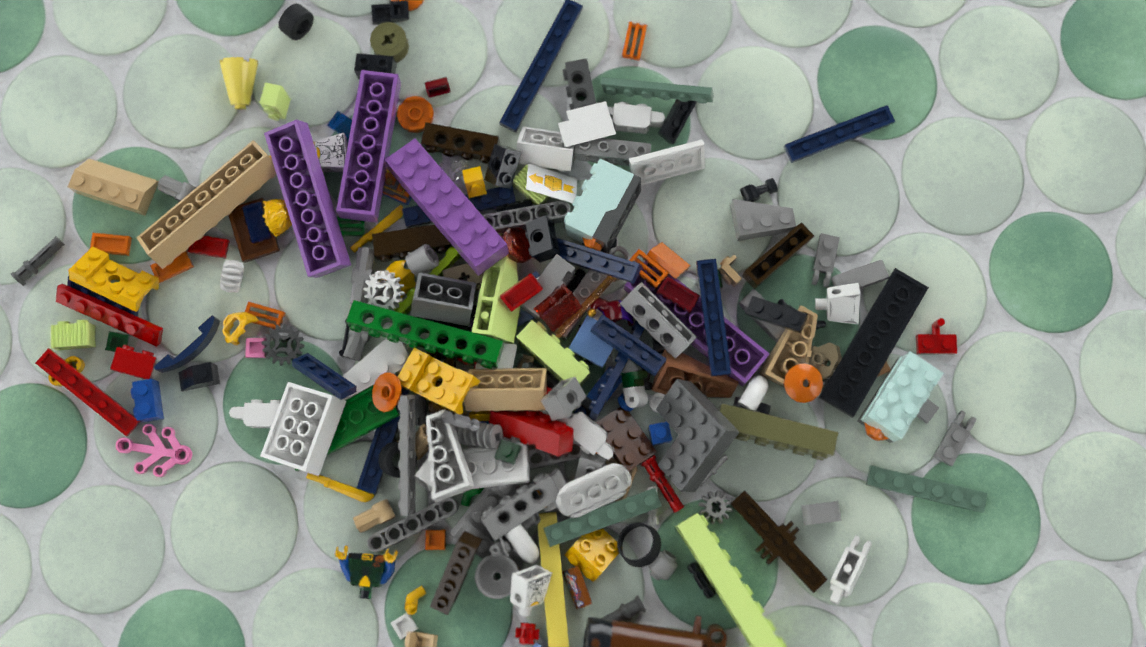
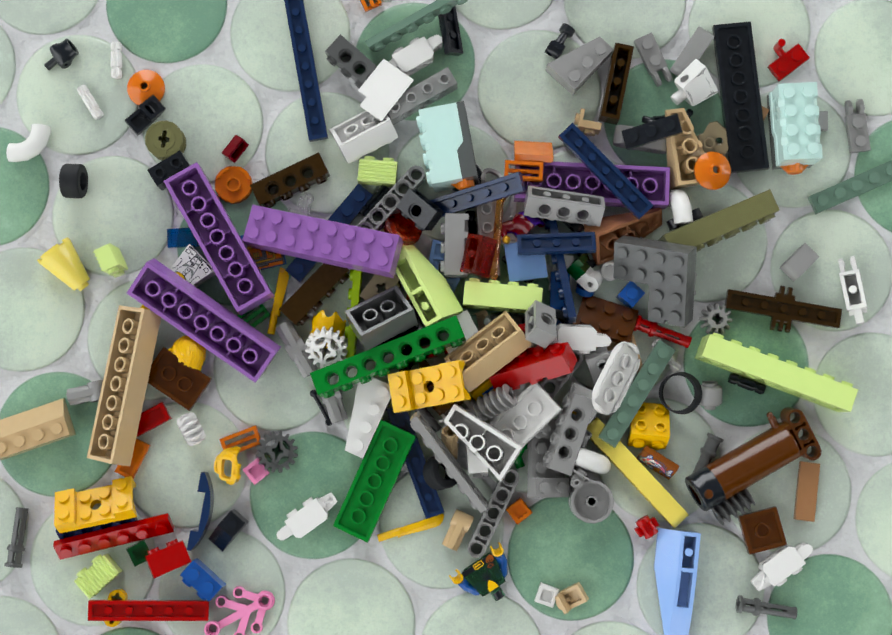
camera: 40 degrees left, 5 degrees up
(111, 243) = (67, 478): orange tile -> none
(255, 222) = (175, 370): clear blue tile -> none
(303, 428) = (349, 505): white slope -> none
(324, 376) = (332, 451): dark blue plate -> none
(386, 392) = (388, 428): orange dish -> none
(411, 601) = (537, 570): yellow arm -> none
(422, 260) = (337, 299): light grey piece -> none
(455, 572) = (558, 523): dark brown brick -> none
(460, 421) = (474, 403): flat silver axle -> none
(474, 182) = (327, 204): yellow brick -> none
(502, 166) = (341, 174): black brick -> none
(507, 452) = (527, 399): dark green plate -> none
(521, 292) = (439, 265): red tile -> none
(529, 588) = (624, 491): white torso -> none
(551, 183) = (391, 159): white sticker -> none
(669, 162) = (473, 71): white tile -> none
(678, 294) = (563, 173): dark red tile -> none

